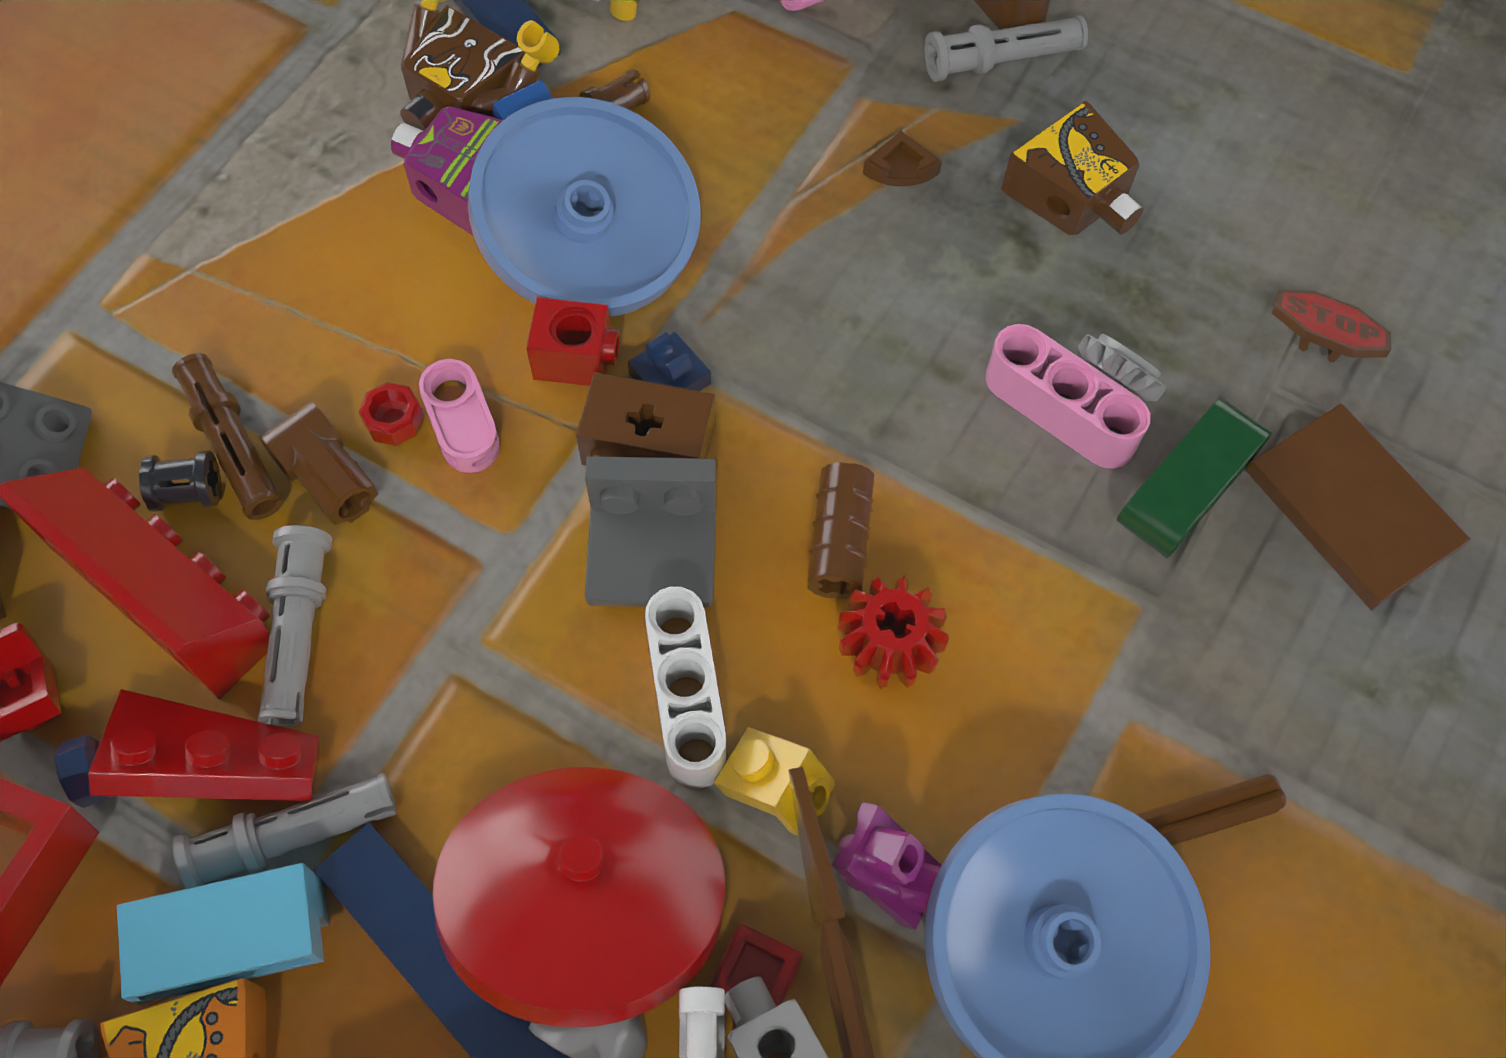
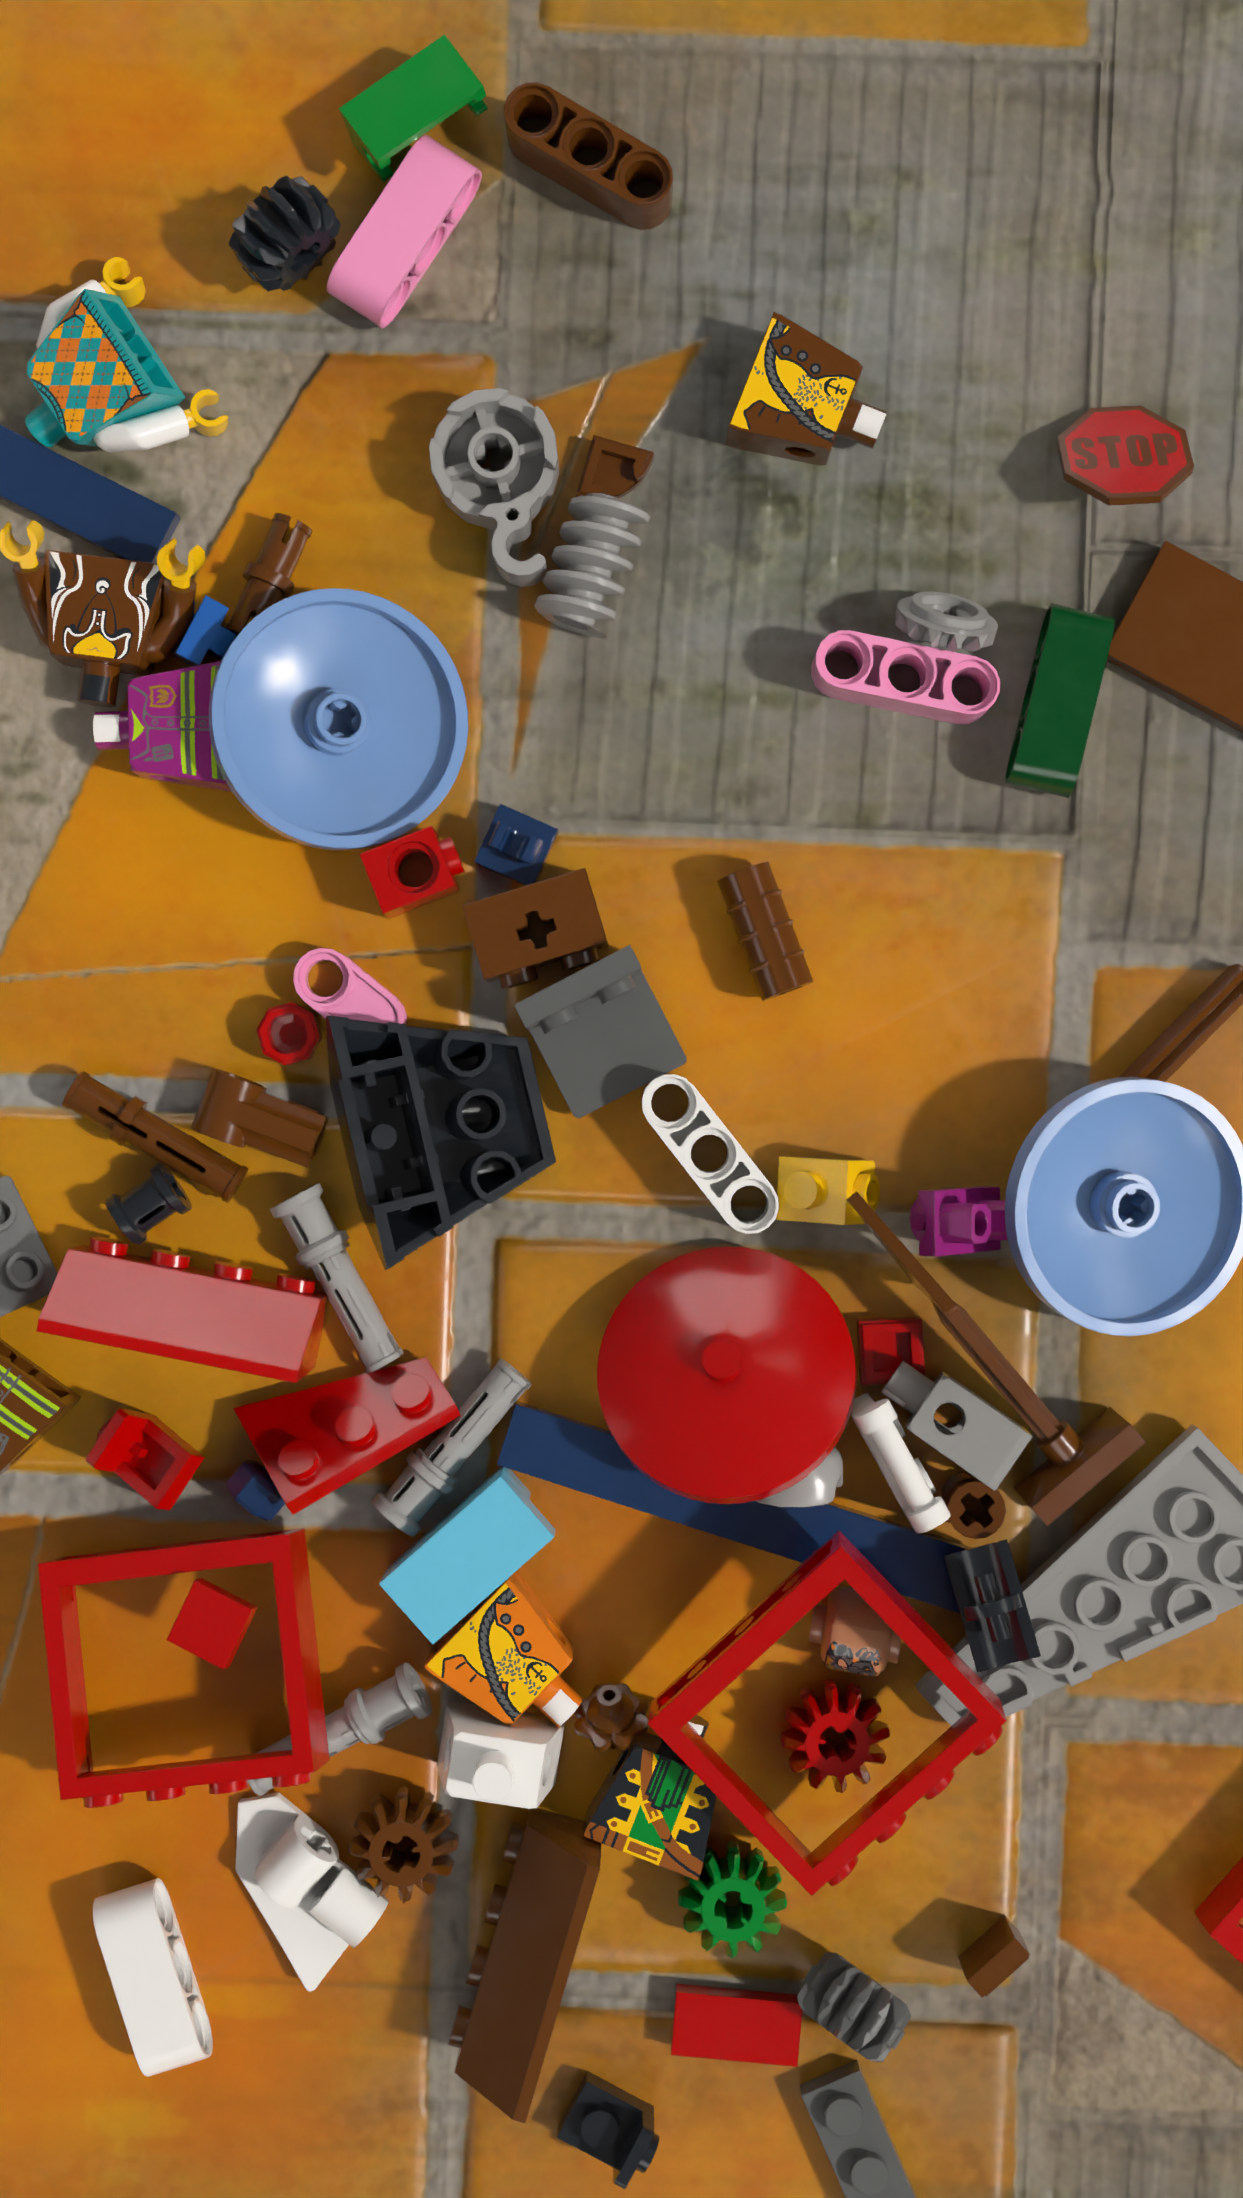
camera: 30 degrees left, 25 degrees up
(460, 535) = (432, 1125): none -> black wedge
(812, 116) = (503, 498): none -> light grey piece
(849, 201) = (589, 562): none -> light grey piece
(903, 614) = (857, 985): red gear -> none
(983, 48) = (619, 272): light grey pin -> none

